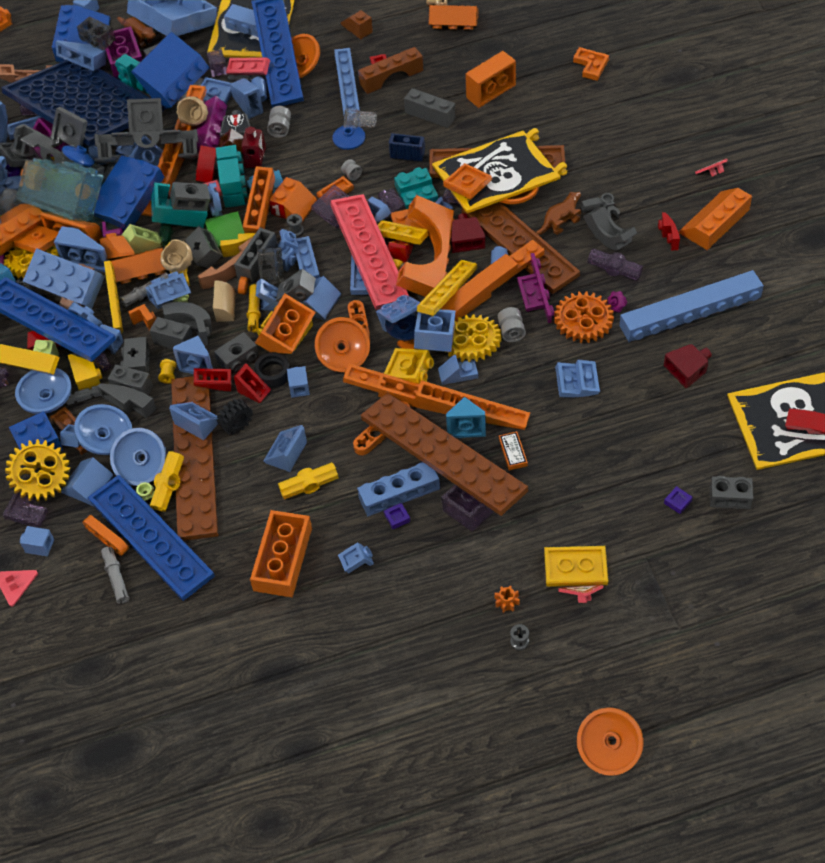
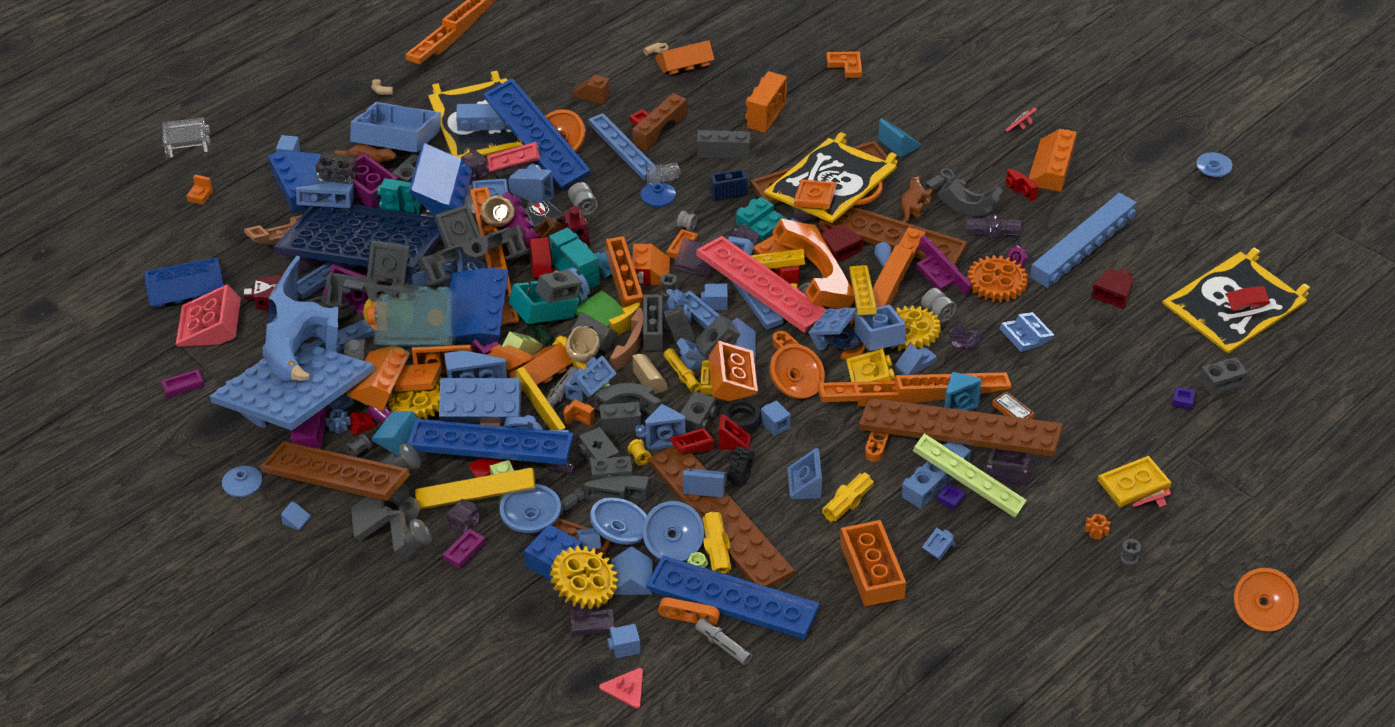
camera: 30 degrees left, 10 degrees down
(78, 154) = (413, 280): blue dish -> none
(84, 372) = (556, 478): yellow slope -> none
(243, 285) = (657, 353): orange tile -> none
(326, 249) = (715, 296): none -> medium blue brick
(419, 503) = (969, 475): none -> yellowish green plate
(514, 363) = (963, 337): none -> clear purple bracket
(587, 149) = (896, 138): none -> dark azure slope

